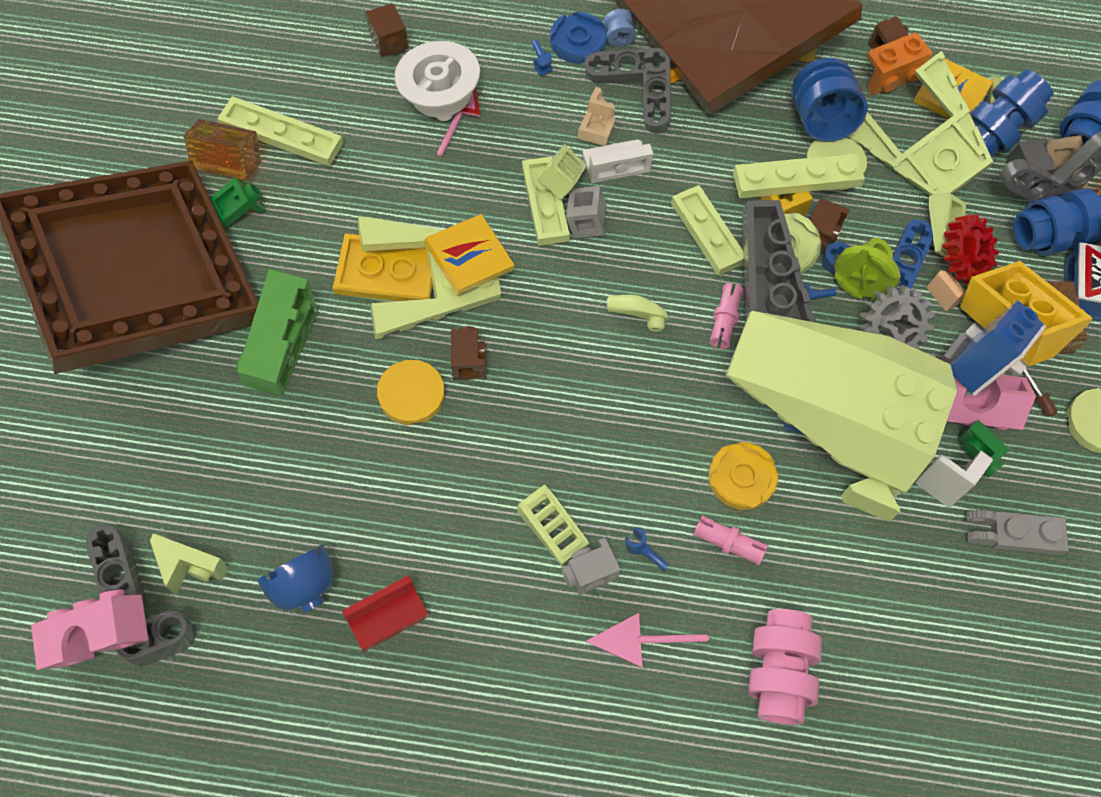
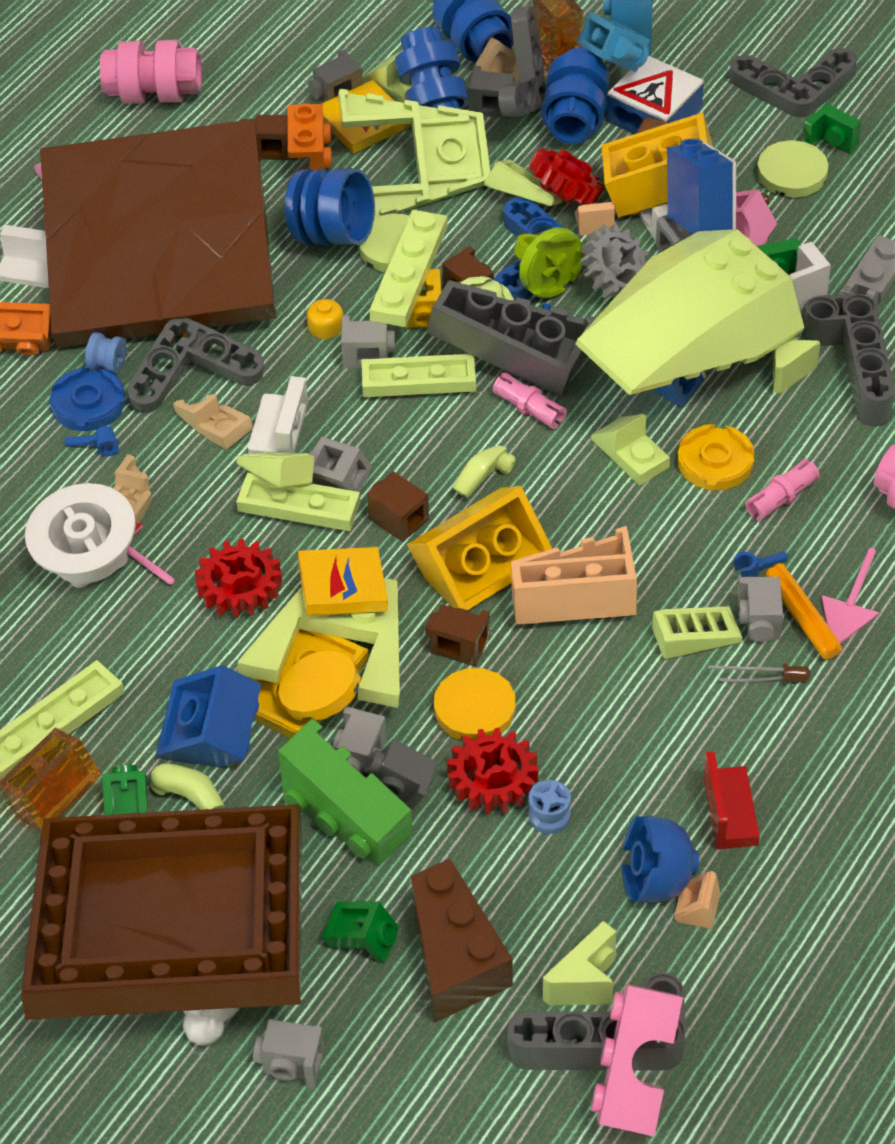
camera: 60 degrees left, 15 degrees down
(51, 393) = (290, 1051): none -> light grey brick
(173, 394) = (361, 926): none -> green bracket
(178, 459) = (457, 942): none -> reddish brown wedge
(262, 237) = (186, 782): none -> yellowish green arm
(284, 626) = (699, 901): none -> light nougat slope
(312, 363) = (402, 771): none -> dark grey brick
(314, 225) = (209, 718): none -> blue slope
(327, 473) = (544, 797): none -> medium blue wheel
(334, 420) = (492, 770): none -> red gear
(335, 328) = (361, 736): none -> light grey brick
(367, 278) = (319, 685): none -> yellow tile
(469, 193) = (238, 578): none -> red gear
(503, 99) = (133, 486): none -> tan slope
(540, 614) = (789, 673): none -> piece
(549, 418) = (576, 583): none -> light nougat wedge
(556, 338) = (474, 549): none -> yellow slope
(570, 265) = (398, 506): none -> reddish brown brick
(609, 604) = (805, 613): none -> light orange axle
(716, 409) = (631, 448): none -> yellowish green slope
(718, 181) = (365, 341): none -> light grey brick
(732, 148) = (324, 318): none -> yellow piece
(909, 554) = (855, 325): none -> dark grey beam
(974, 54) = (335, 75): none -> dark grey brick

